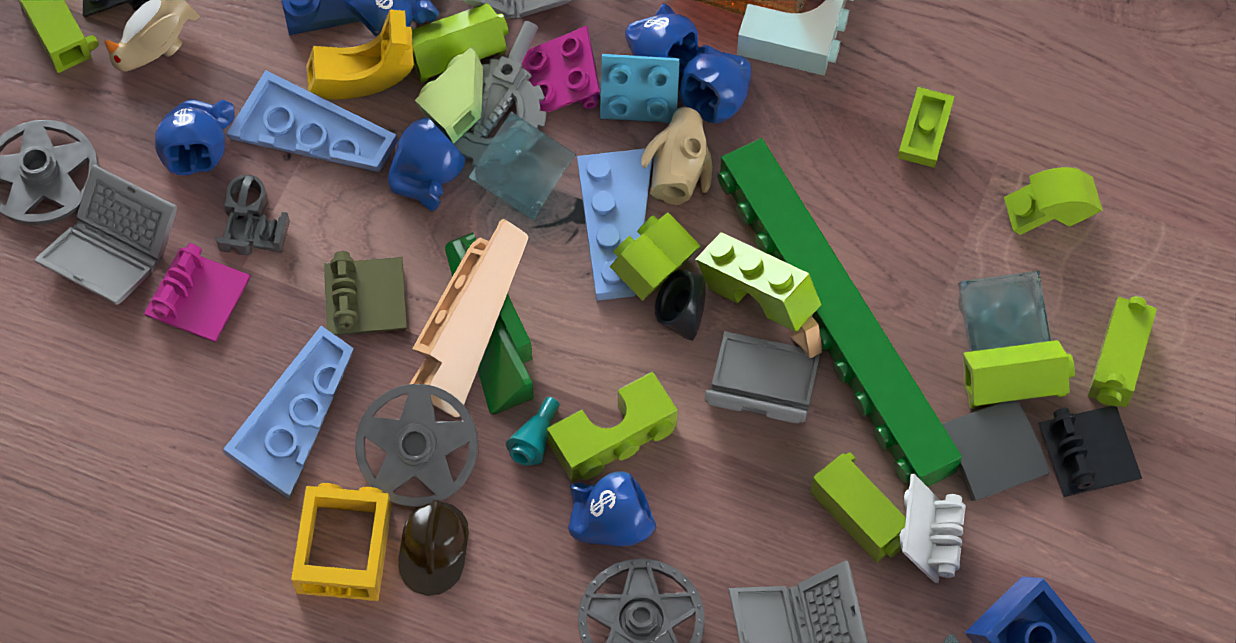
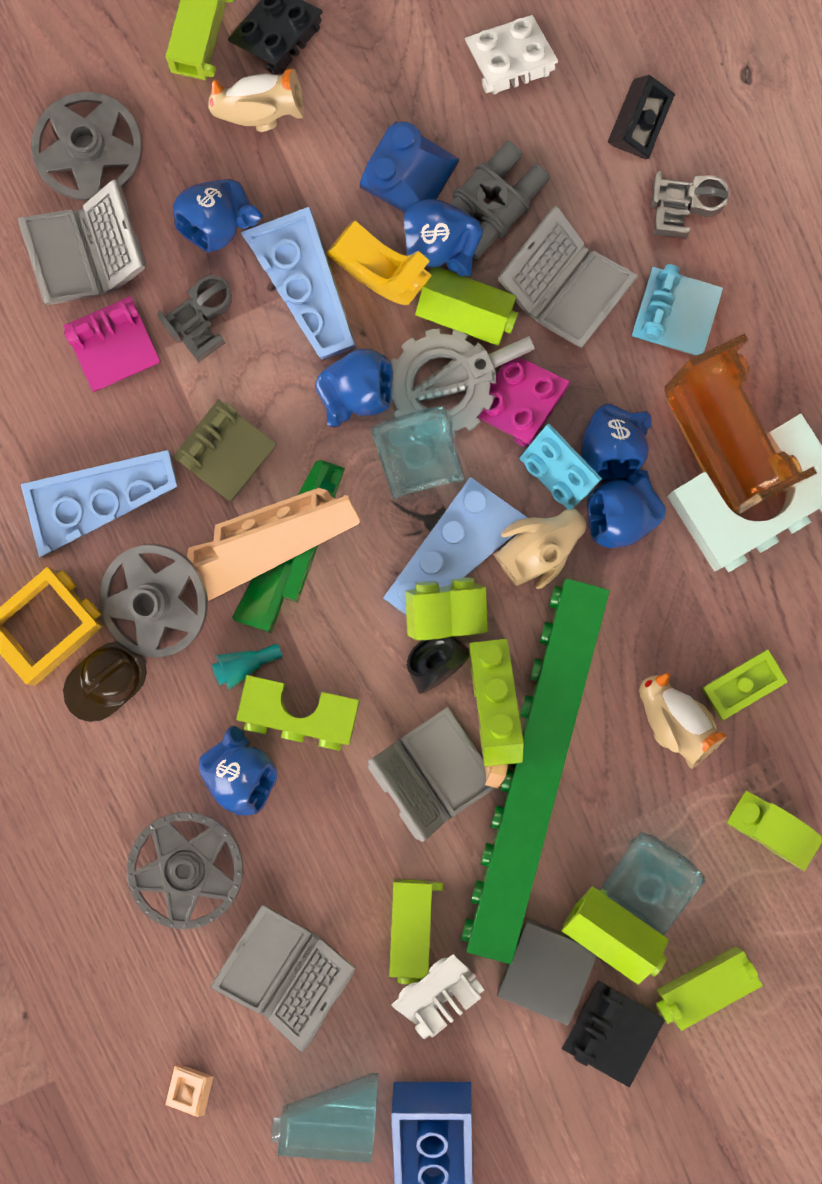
camera: 40 degrees right, 20 degrees up
(455, 96) = (420, 356): yellowish green slope -> none
(904, 186) = (679, 720): none -> tan animal

